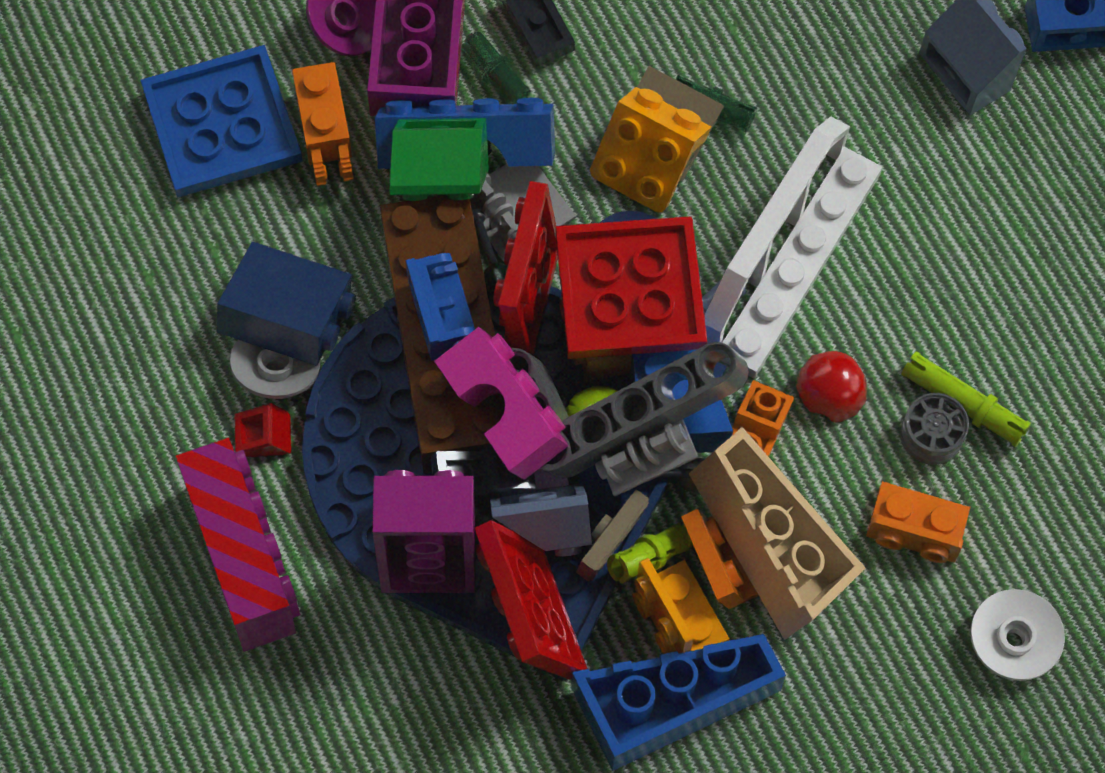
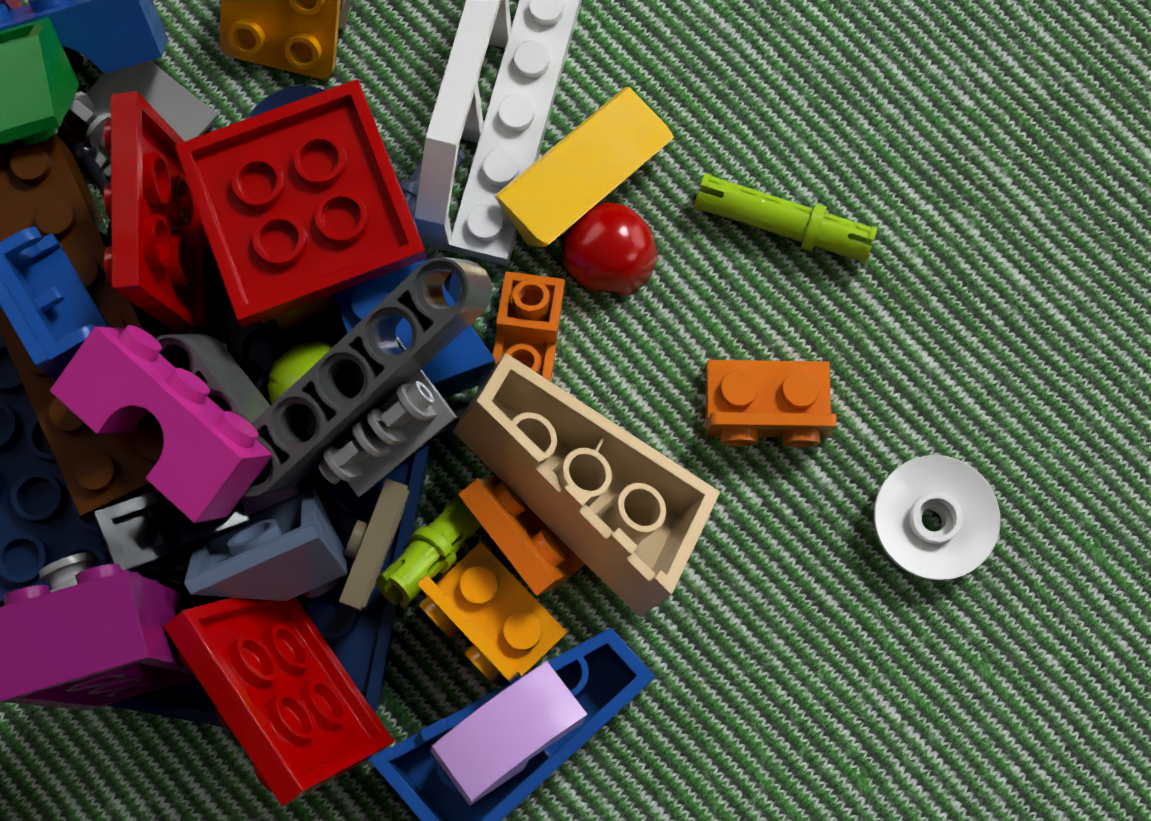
camera: 15 degrees left, 10 degrees up
(673, 675) = (508, 732): none -> lavender slope
(829, 323) = (583, 168): none -> yellow slope
(934, 430) = (756, 271): dark grey wheel -> none

